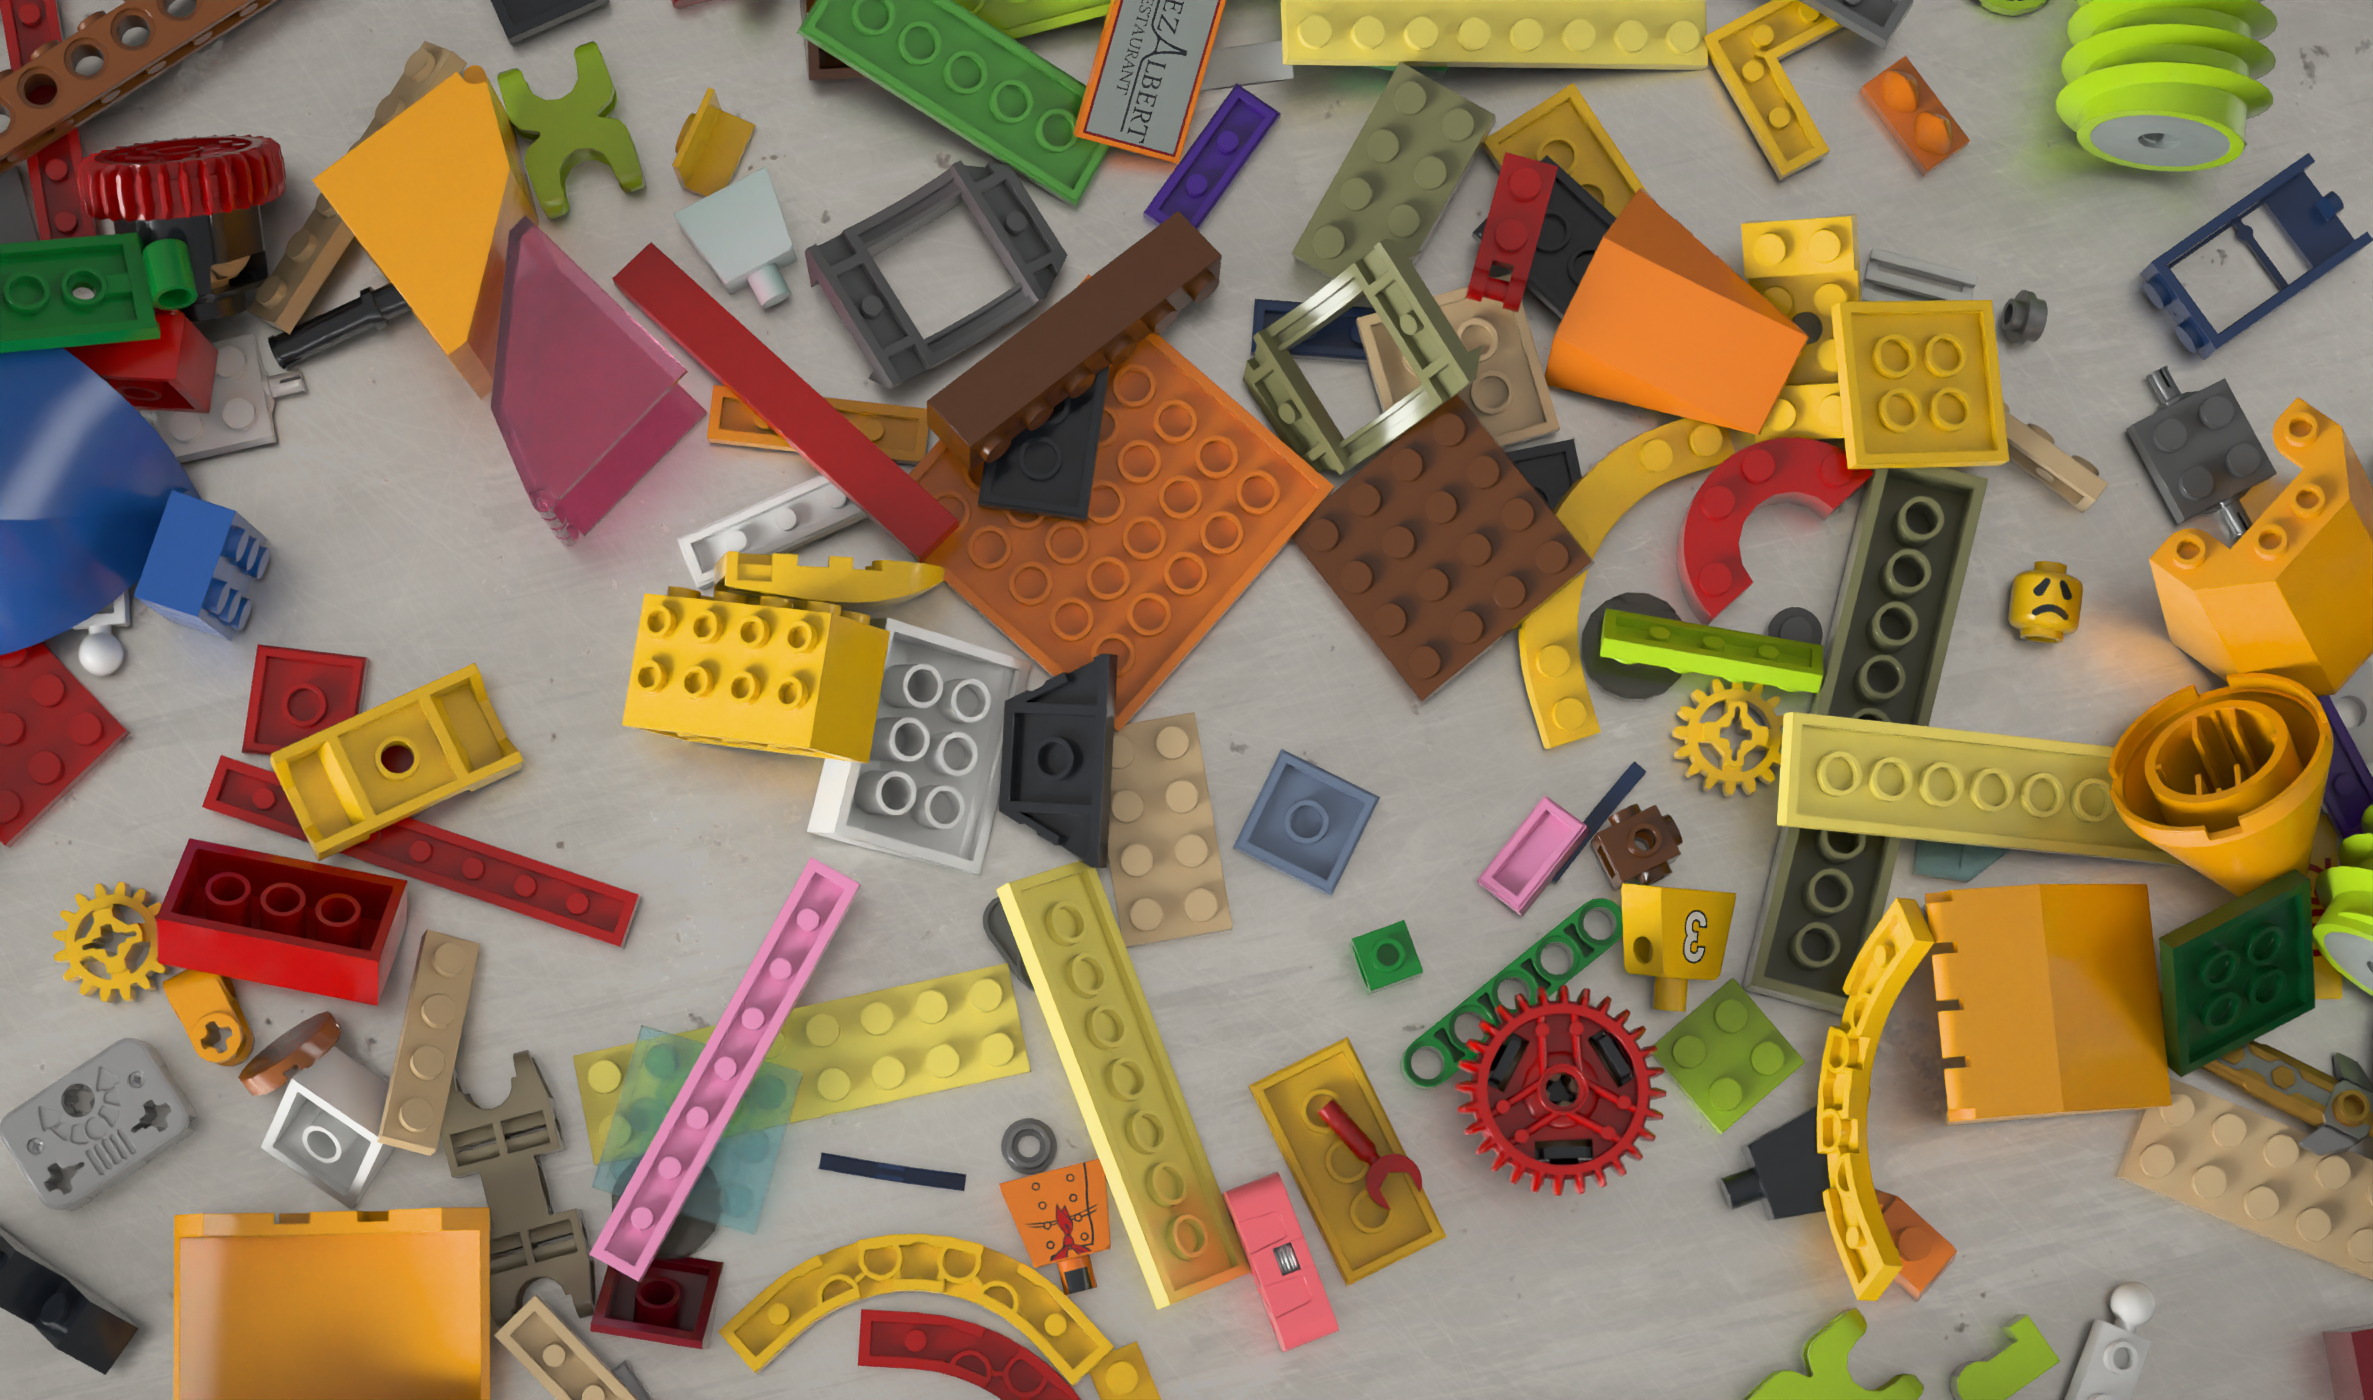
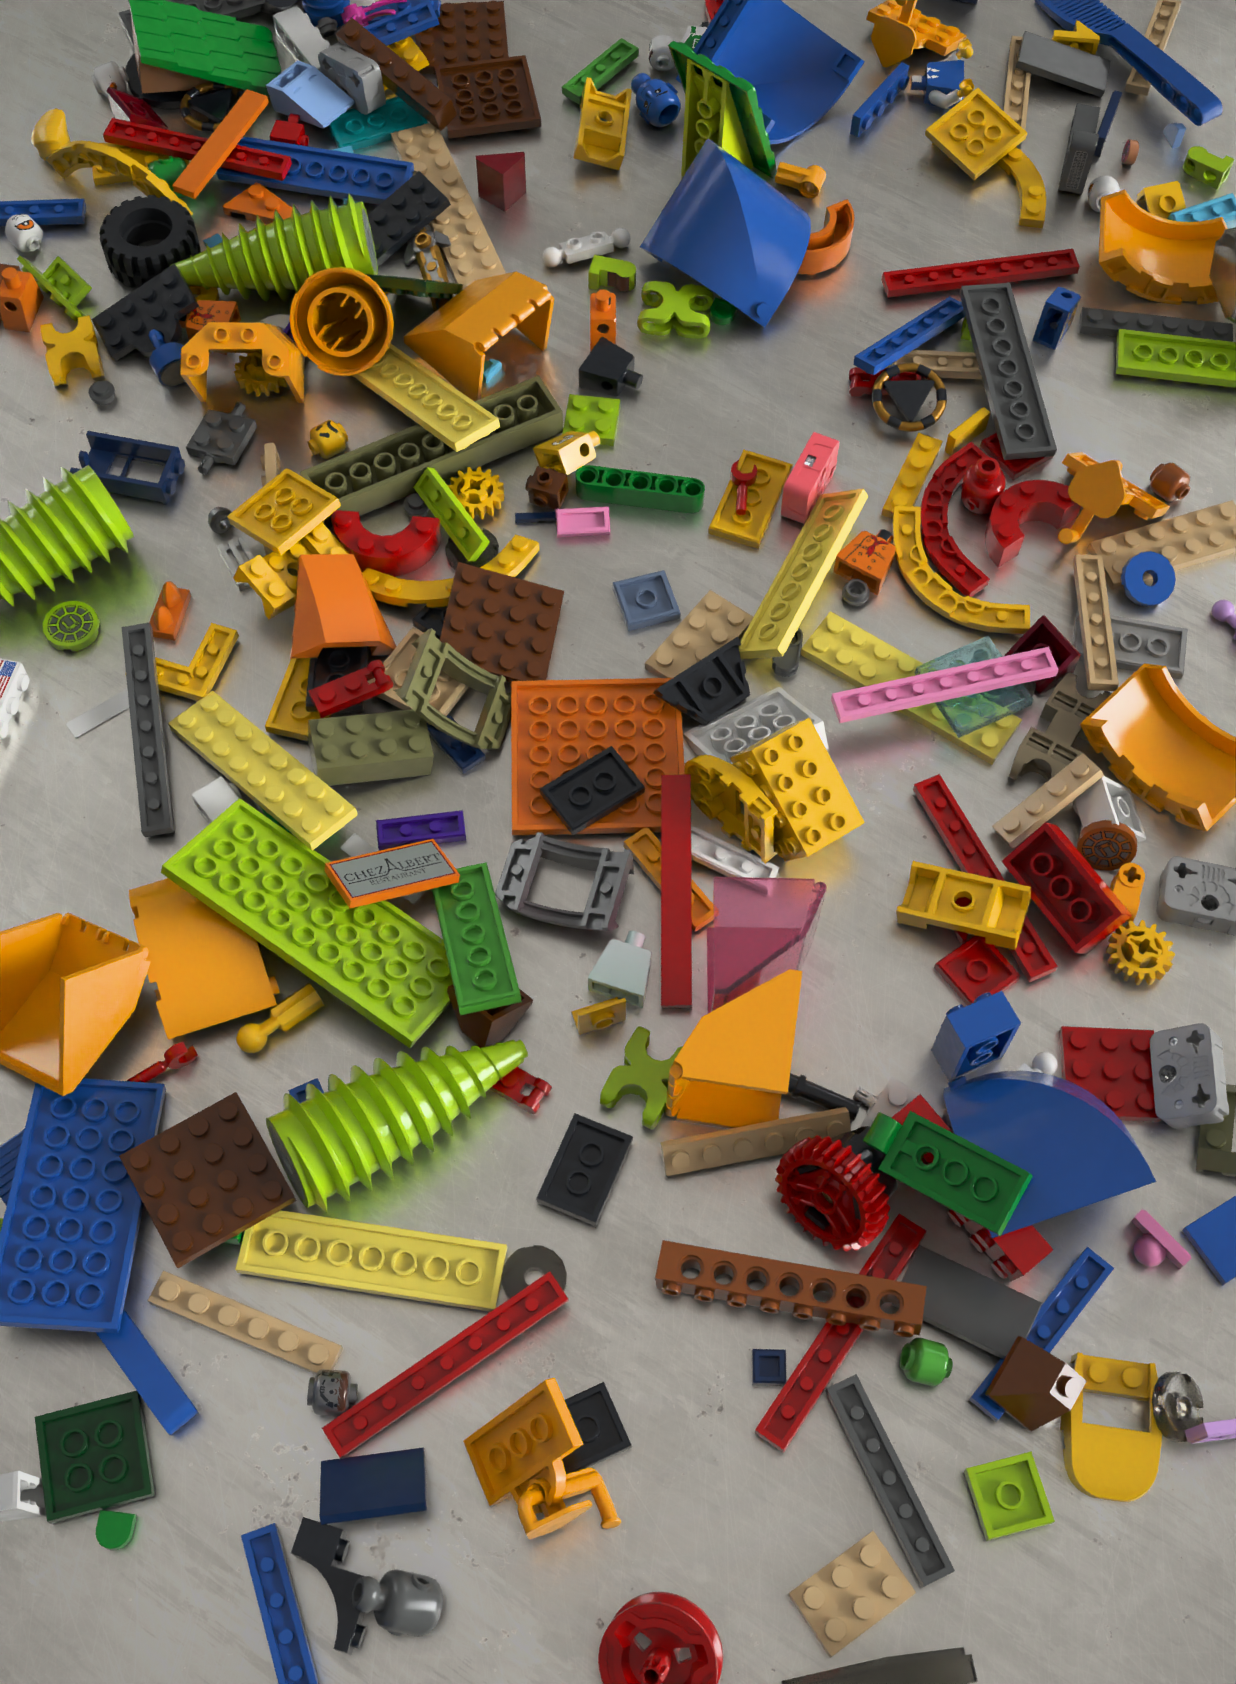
camera: 130 degrees left, 20 degrees down
(892, 1172) = (923, 641): dark blue piece -> none
(1074, 342) = (547, 796): reddish brown brick -> none
(1386, 957) = (669, 533): green brick -> none
(1584, 1071) = (664, 424): red piece -> none
(1845, 1091) = (576, 355): yellow plate -> none

